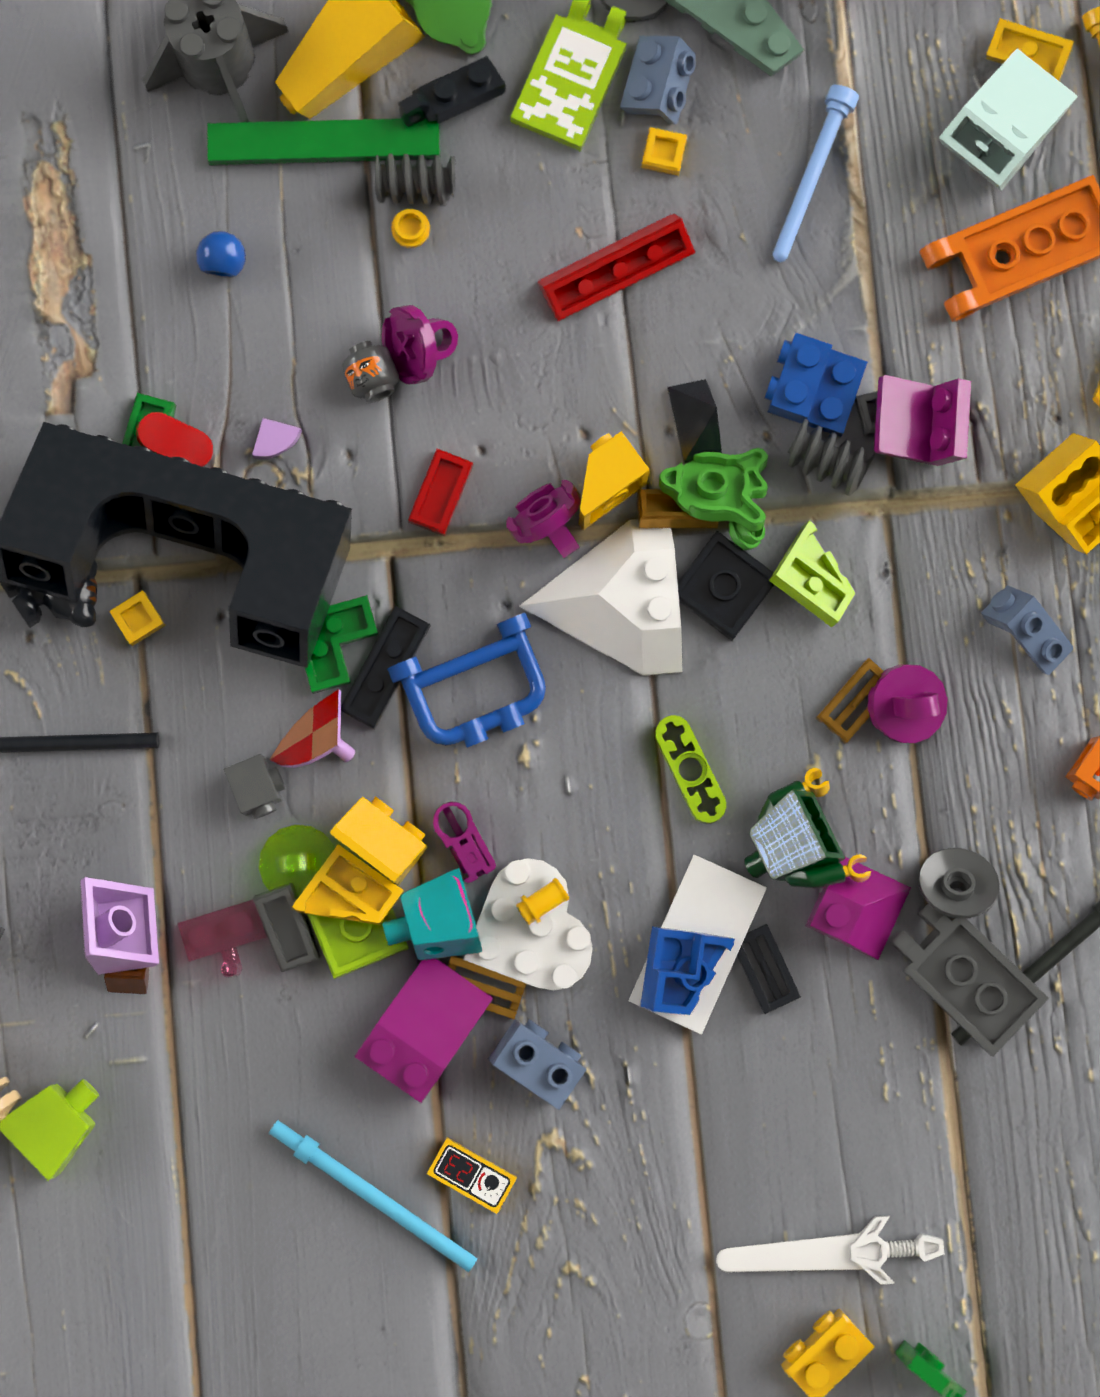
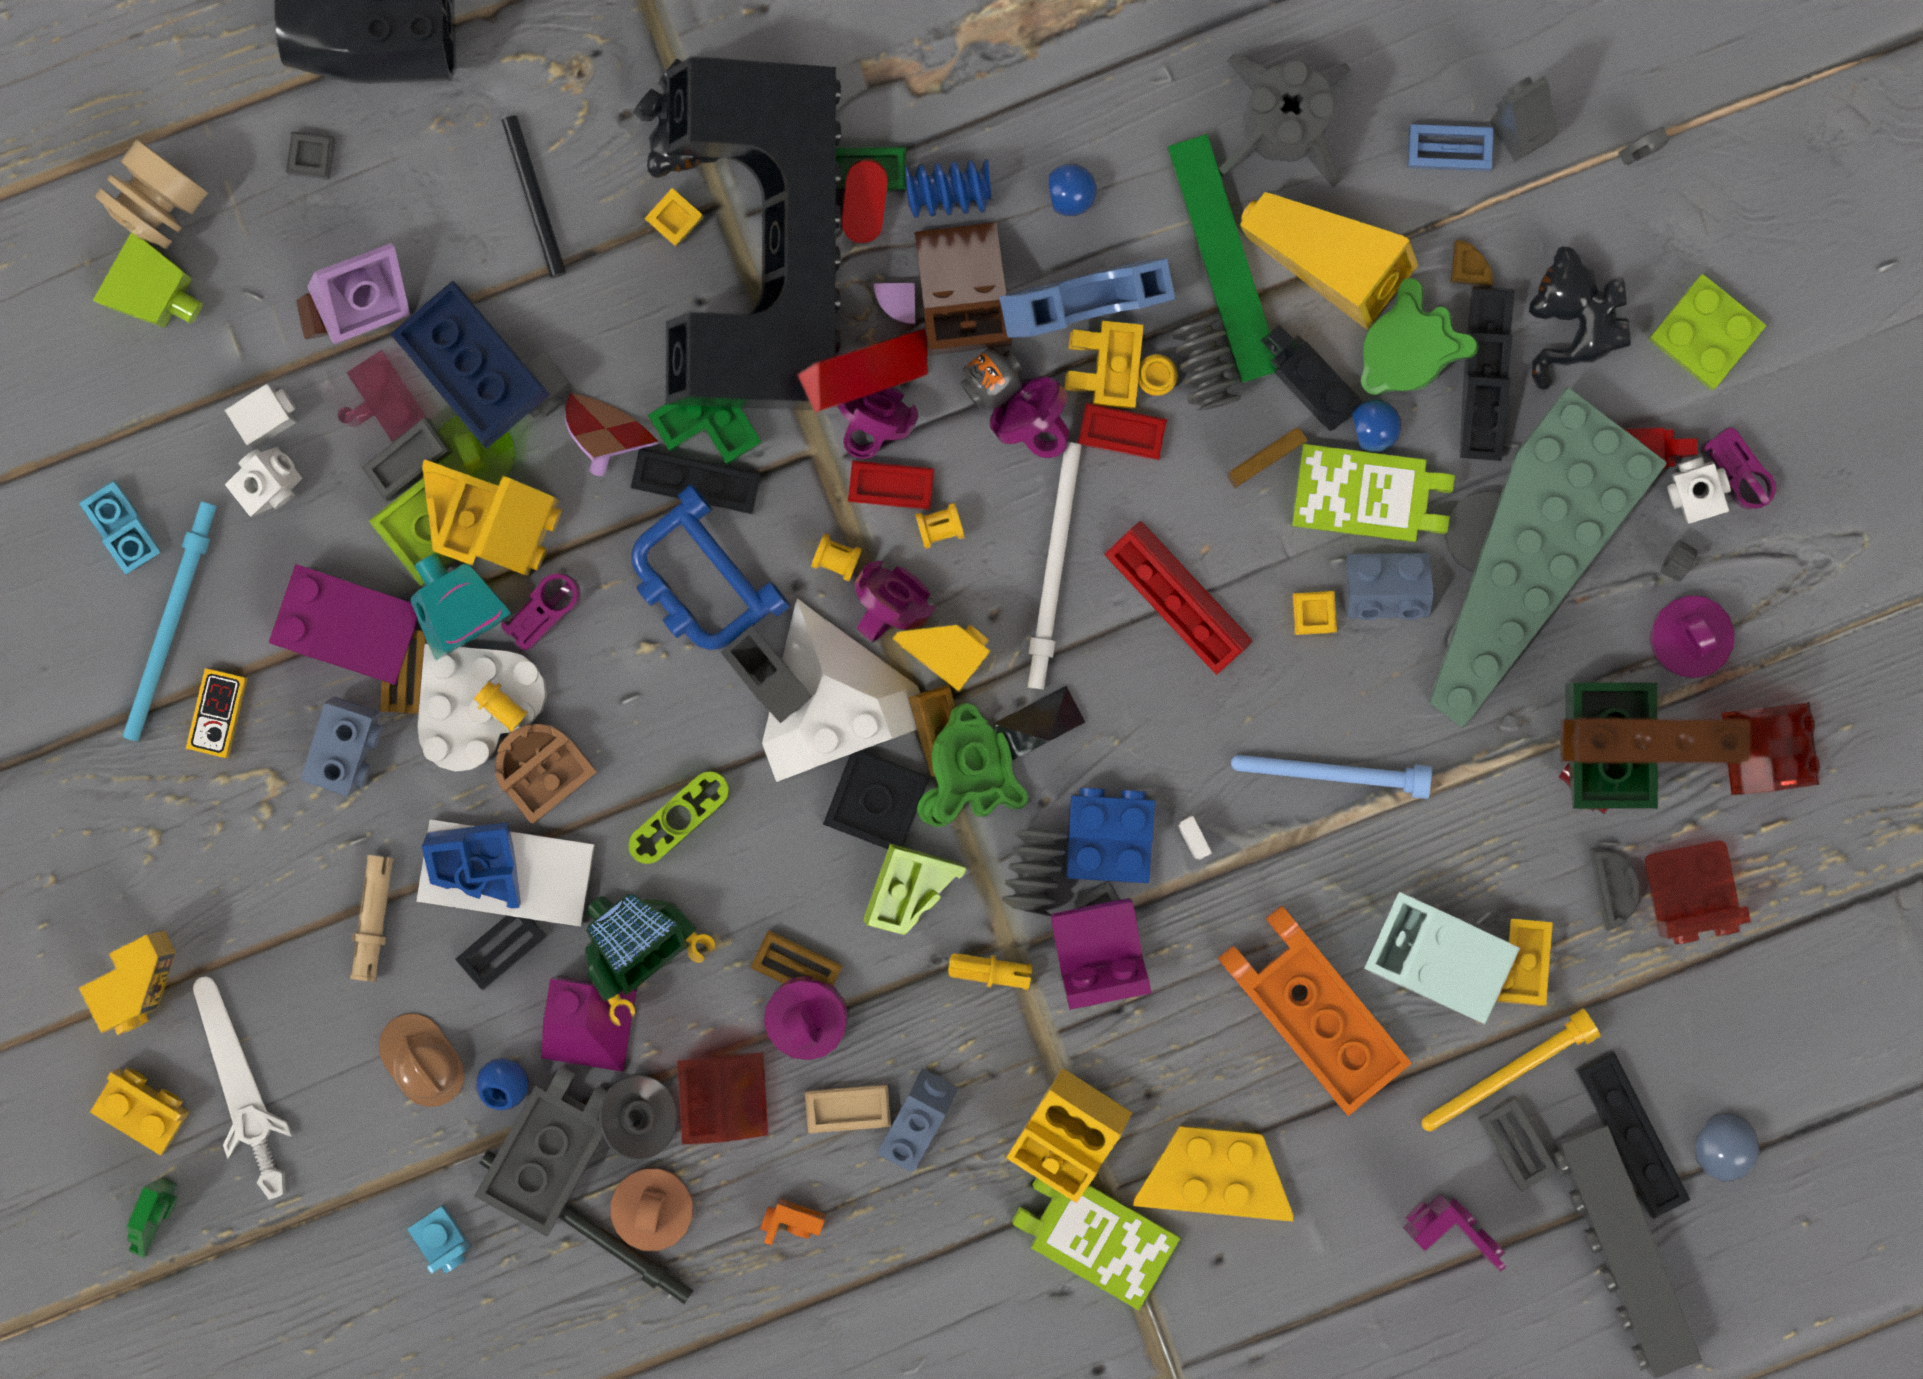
camera: 80 degrees right, 5 degrees up
(184, 361) = (948, 188): none -> blue piece
(205, 1051) = (262, 415): none -> white brick
(216, 840) = (470, 364): none -> dark blue plate
(267, 1066) = (264, 481): none -> white brick
(270, 1218) = (120, 526): none -> medium azure slope
(282, 374) = (962, 288): none -> reddish brown slope
(322, 257) = (1086, 296): none -> medium blue arch
(331, 474) = (866, 371): none -> red slope
(369, 482) = (879, 415): none -> magenta tile
(389, 259) = (1116, 365): none -> yellow plate
(452, 273) = (1122, 431): none -> red tile
(490, 457) = (939, 525): none -> yellow bush
(492, 557) = (836, 557): none -> yellow bush
(512, 49) = (1376, 425): none -> blue piece
(513, 151) = (1266, 457): none -> pearl gold tile
(575, 653) = (766, 674): none -> dark grey brick
(610, 882) = (540, 768): none -> medium nougat slope
(625, 397) = (1042, 645): none -> white bar
(711, 1084) = (371, 918): none -> tan pin
(714, 1331) = (134, 988): none -> yellow piece
(837, 309) = (1194, 837): none -> white tile
(849, 1073) = (421, 1060): none -> medium nougat piece
(894, 1001) = (502, 1084): none -> blue piece
(909, 525) = (989, 970): none -> yellow axle
(961, 800) = (722, 1097): none -> clear red slope
(999, 690) = (848, 1108): none -> tan tile
(1024, 1102) = (440, 1240): none -> medium azure bracket
(1045, 896) = (652, 1209): none -> nougat tile

